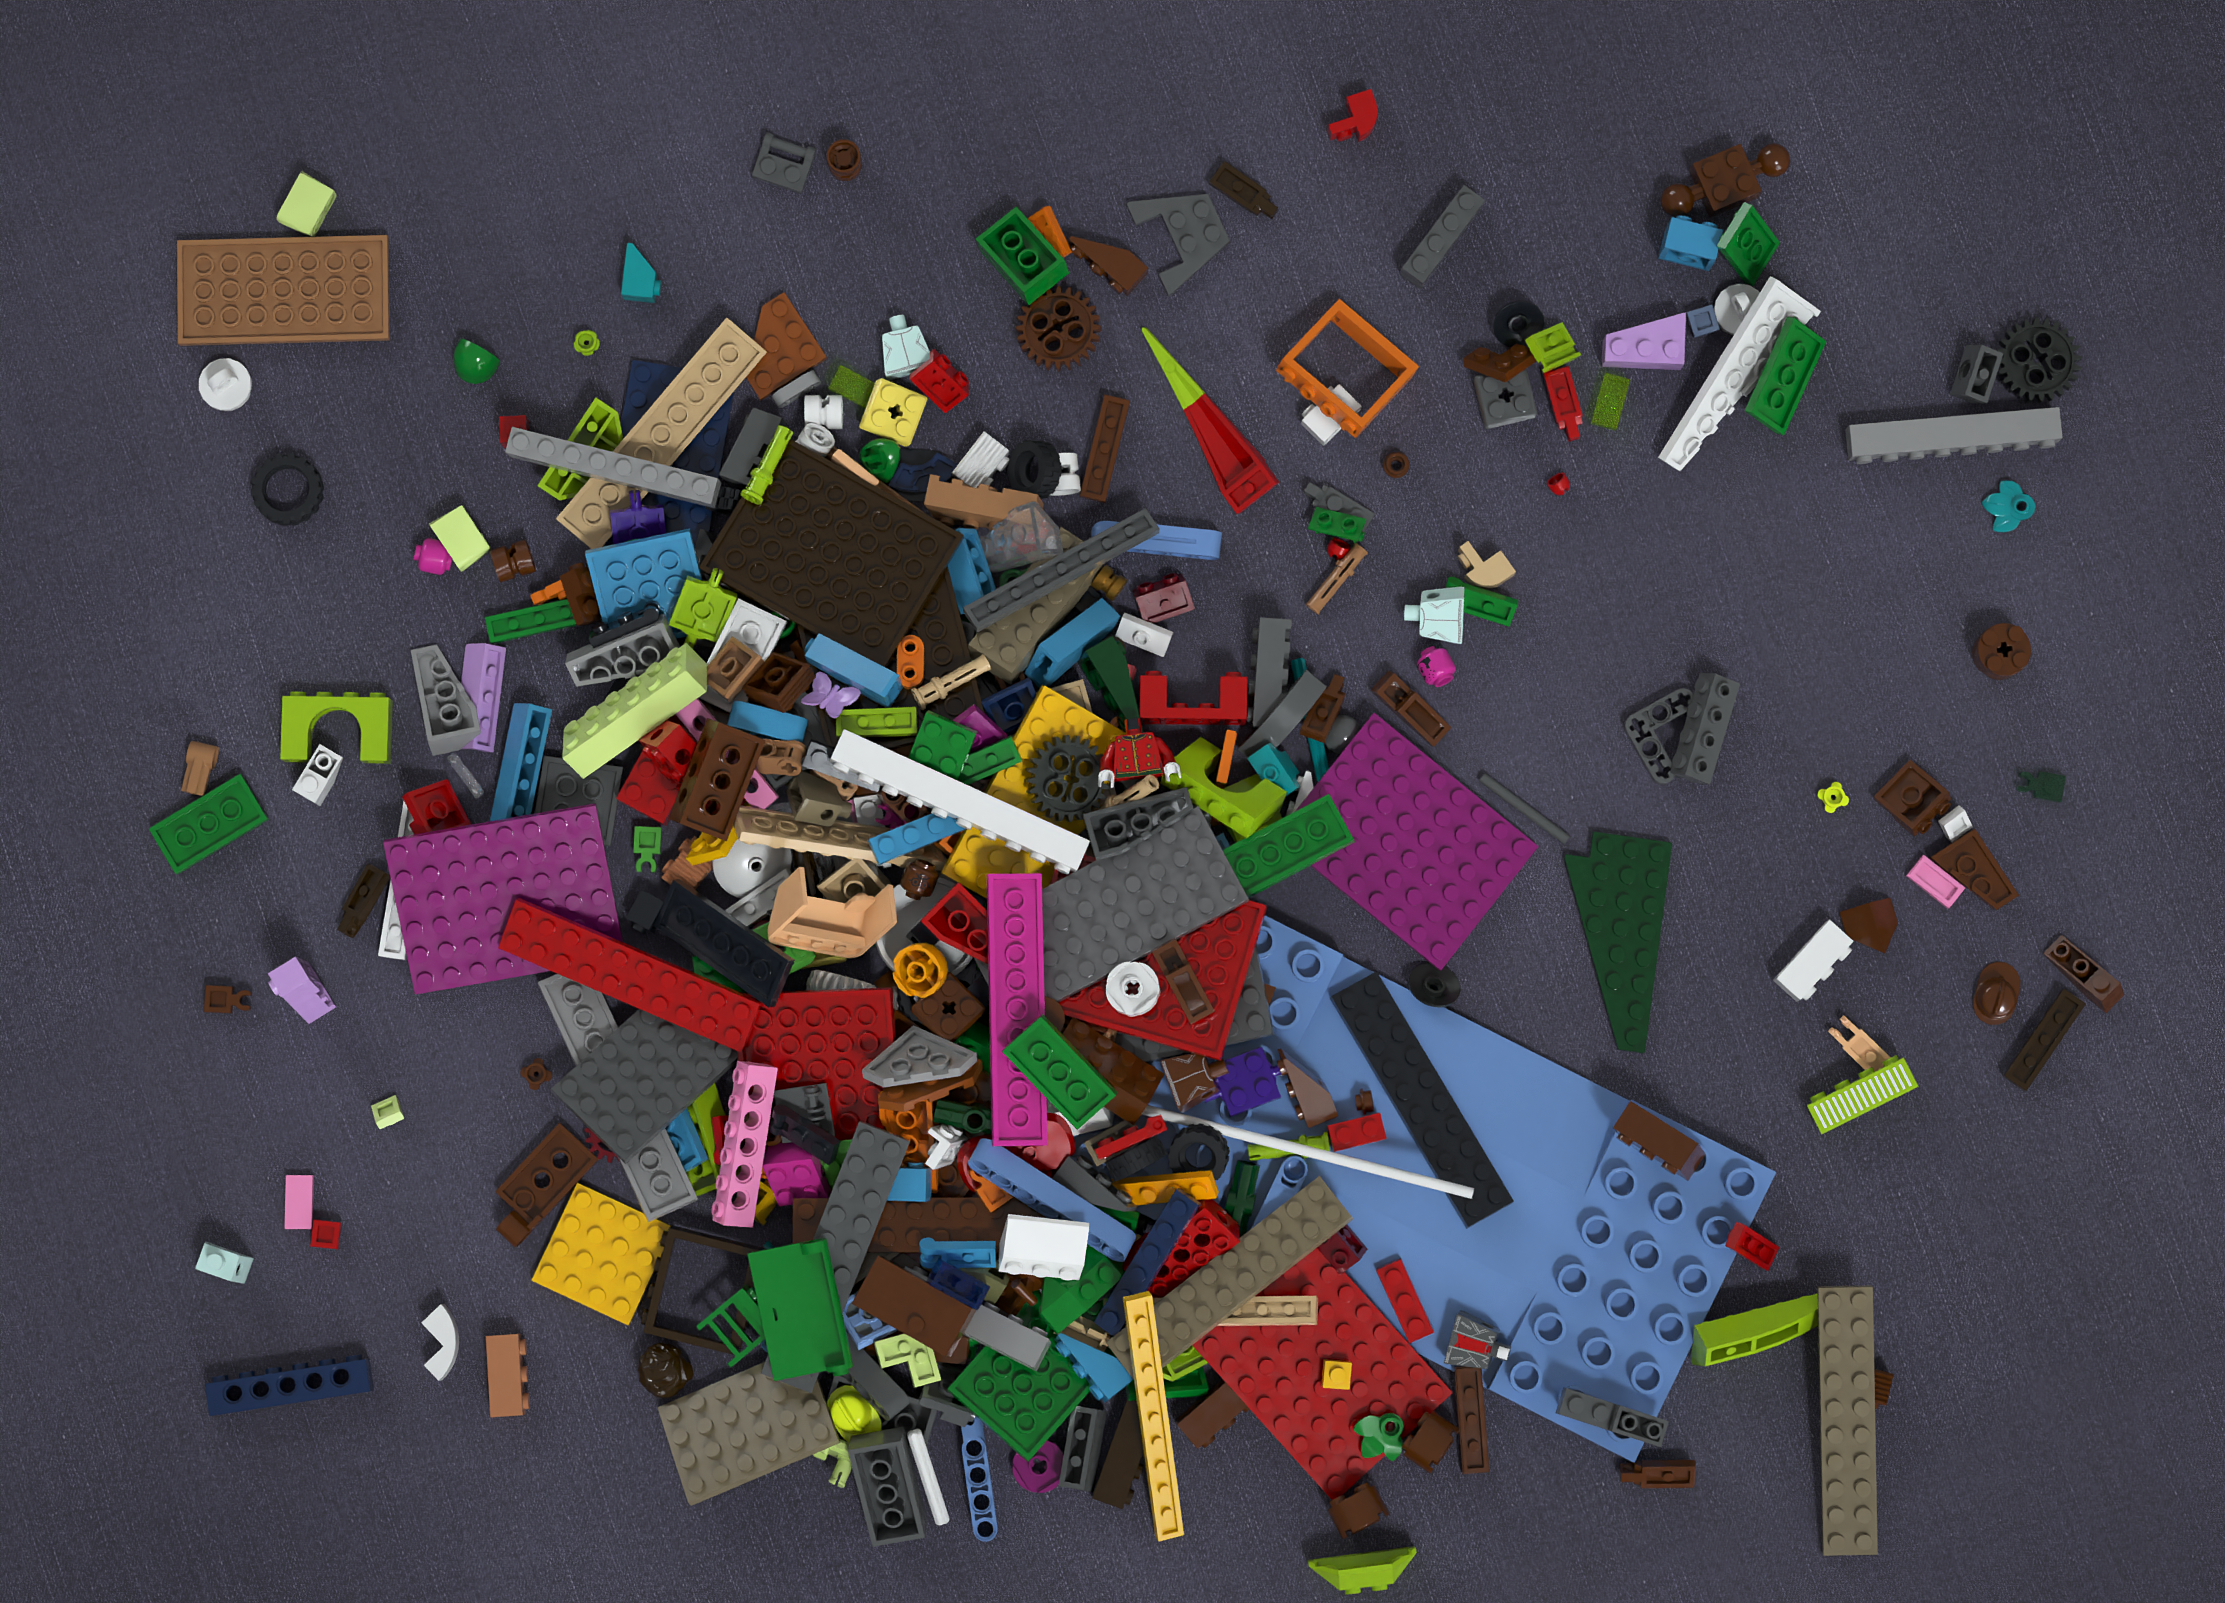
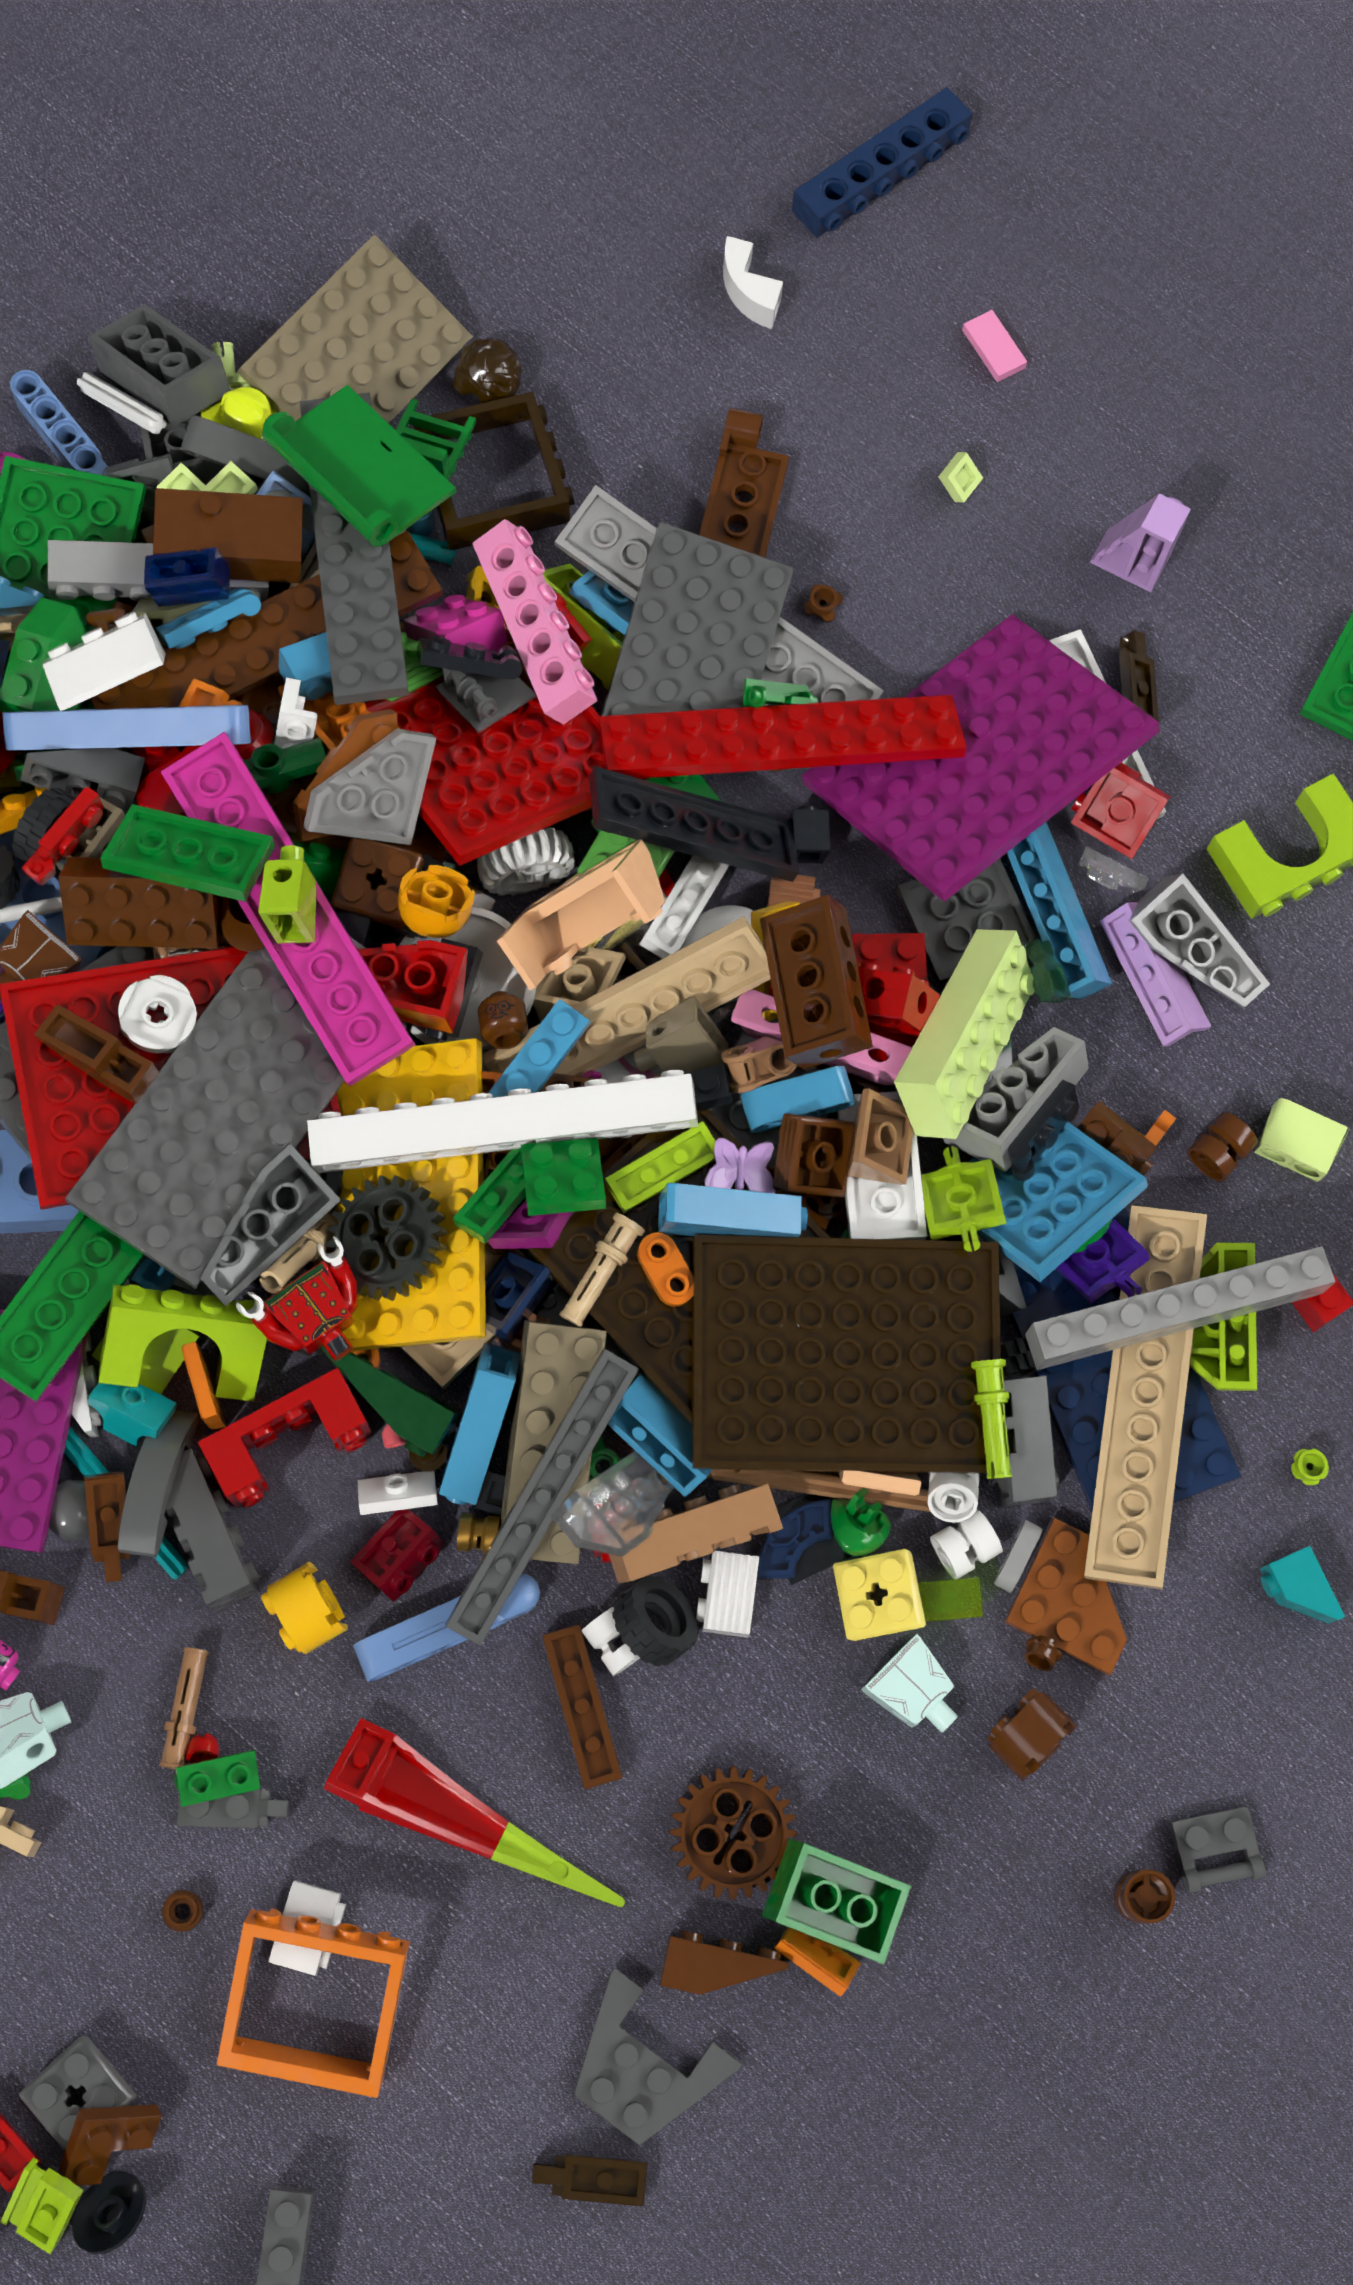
camera: 145 degrees right, 10 degrees down
(222, 999) = (1216, 499): reddish brown plate -> none
(224, 1263) = (1034, 238): light aqua torso -> none
(318, 775) = (1278, 778): white slope -> none
(326, 1234) = (944, 326): red plate -> none
(432, 557) = (1320, 1096): dark pink head -> none
(507, 1375) = (658, 285): nougat brick -> none
(529, 621) = (1161, 1085): green plate -> none
(556, 723) = (1048, 977): none -> clear green plate
(601, 1254) = (635, 451): yellow plate -> none
(613, 1009) = (770, 693): none -> green hinge
(647, 842) = (860, 910): bright green plate -> none
(817, 326) = (1042, 1653): none -> reddish brown plate
(854, 282) = (1031, 1735): none -> reddish brown brick
(941, 381) = (842, 1670): red bracket -> none
(1015, 992) = (289, 897): none -> lime torso
(1235, 592) = (305, 1609): none -> yellow brick

